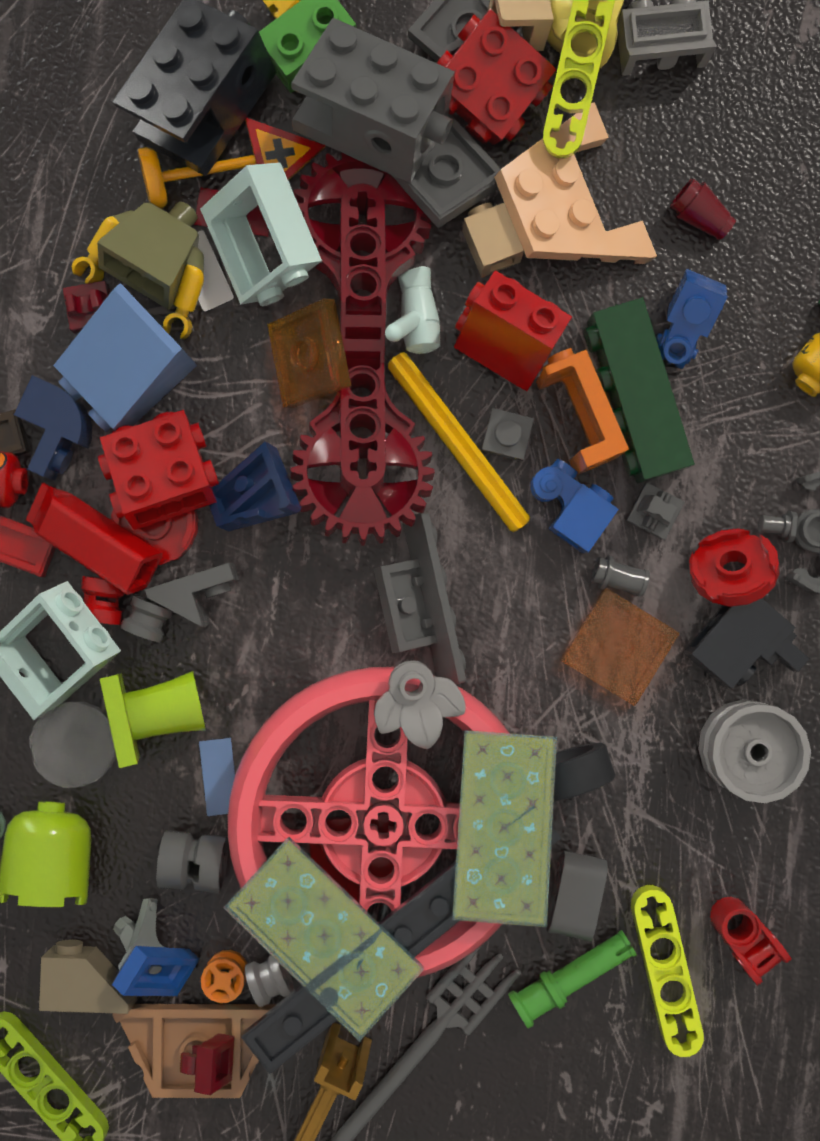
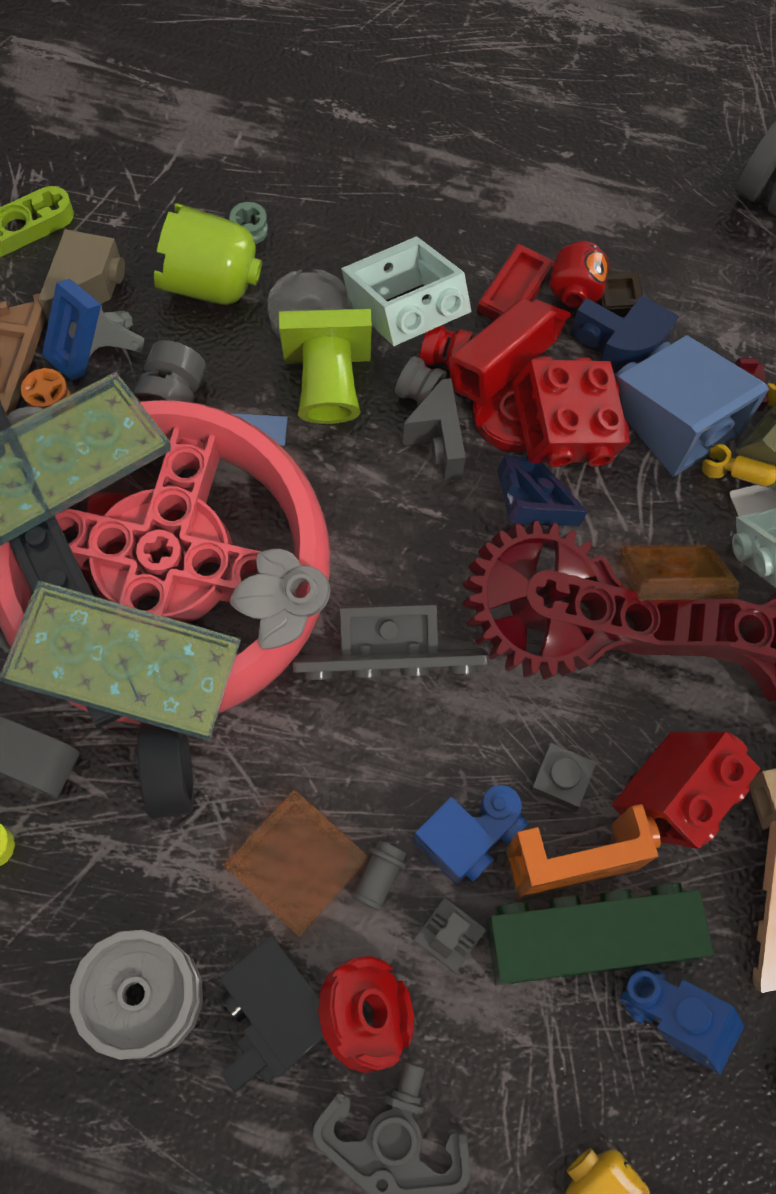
camera: 95 degrees right, 20 degrees down
(419, 314) = (710, 700): light aqua piece -> none
(458, 442) = (559, 721): yellow axle -> none

